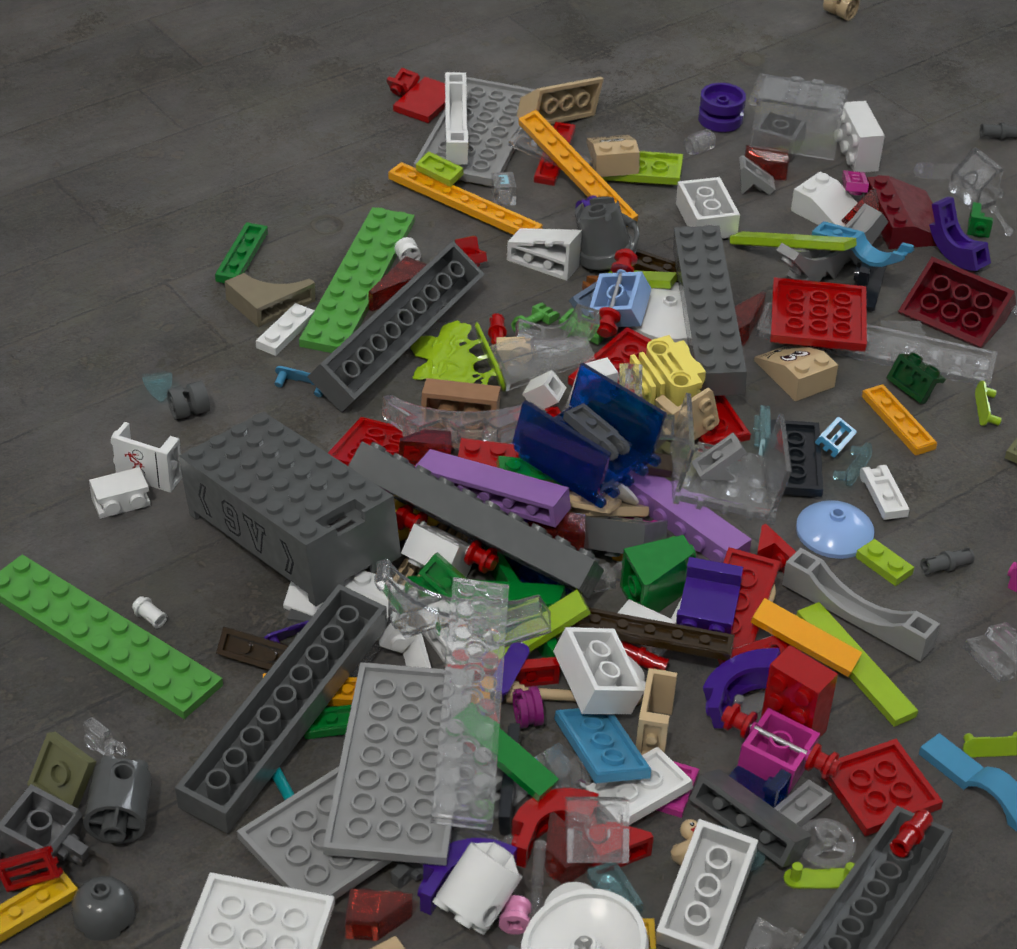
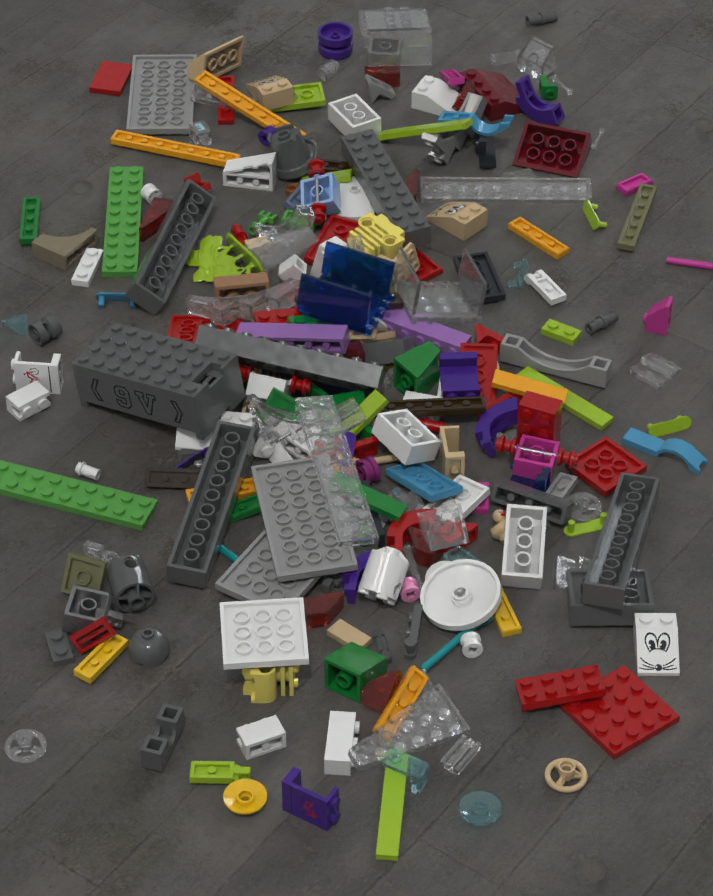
camera: 15 degrees left, 0 degrees up
(403, 81) = (89, 68): red bracket -> none
(418, 444) = (232, 319): clear red slope -> none
(439, 168) = (148, 128): lime plate -> none
(456, 118) = (152, 103): white arch -> none
(596, 429) = (341, 279): dark grey hinge -> none
(715, 461) = (432, 286): light grey slope -> none
(763, 424) = (451, 263): clear light blue plate -> none
(819, 314) = (461, 177): red plate -> none
(829, 444) = (499, 263): dark azure tile -> none
(834, 529) = (520, 318): light blue dish -> none
(860, 137) = (446, 44): white brick -> none
(911, 833) = (636, 483): red pin -> none
(914, 376) = (540, 206): dark green bracket -> none

